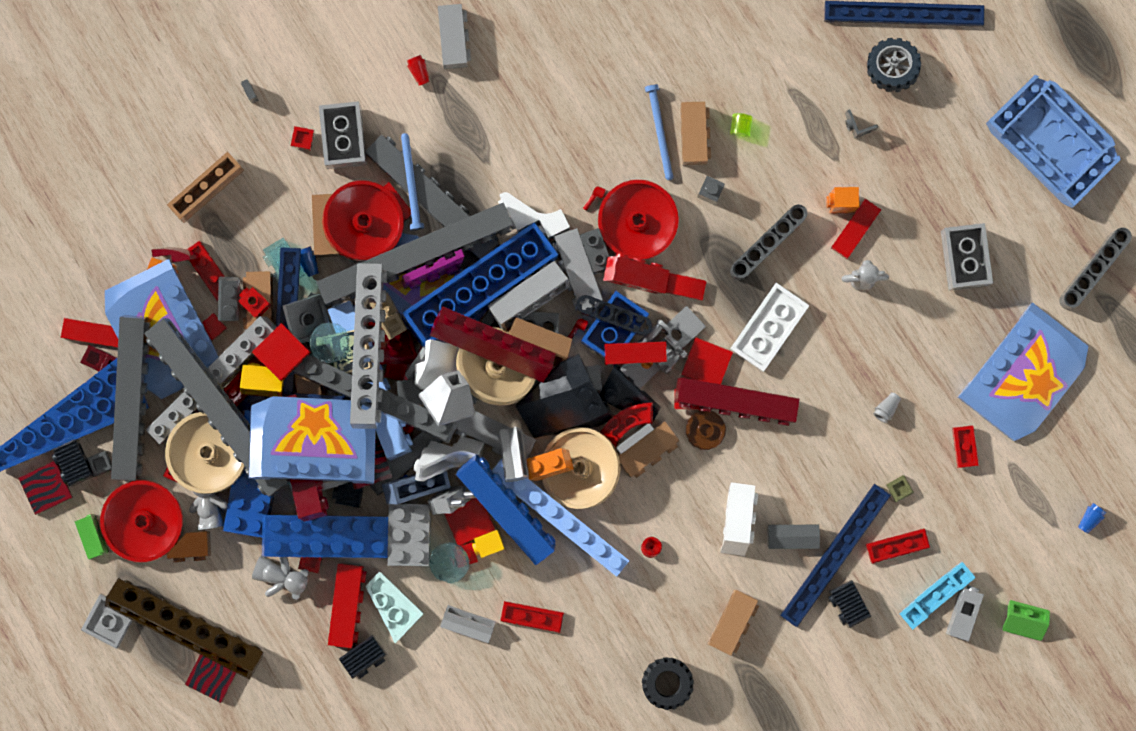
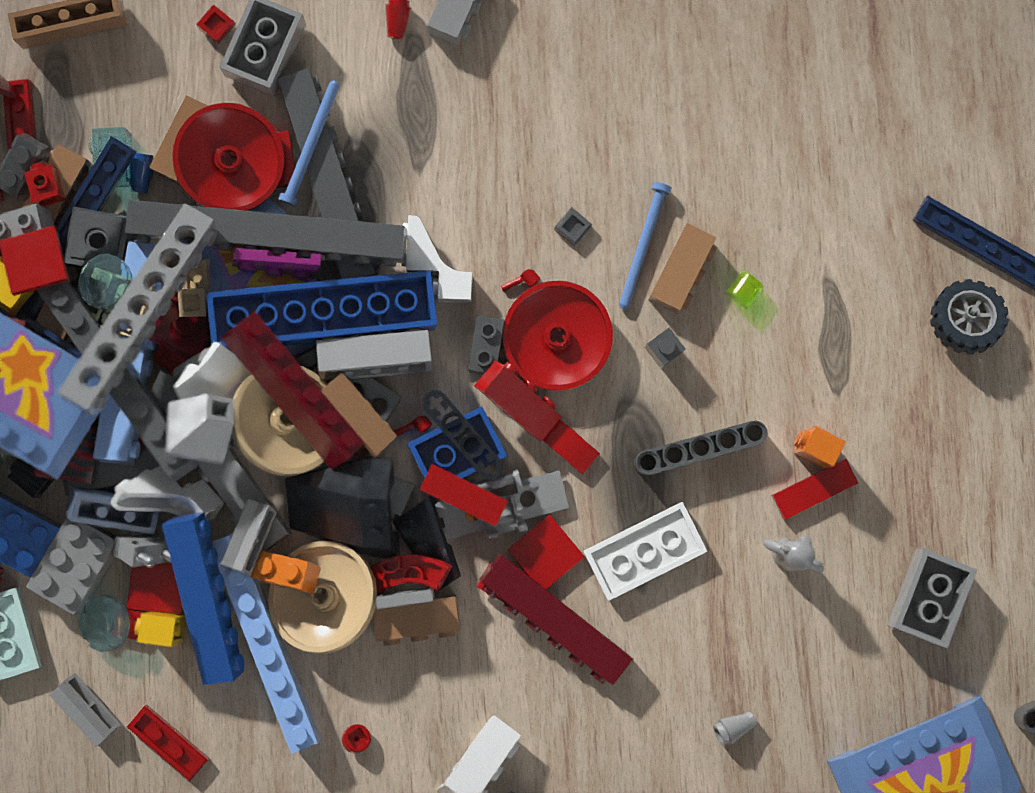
camera: 30 degrees right, 0 degrees up
(577, 267) = (453, 353): light grey brick -> none
(608, 144) = (573, 226): none -> dark grey tile
(705, 430) = (499, 633): reddish brown tile -> none
(851, 126) = (877, 362): dark grey bracket -> none

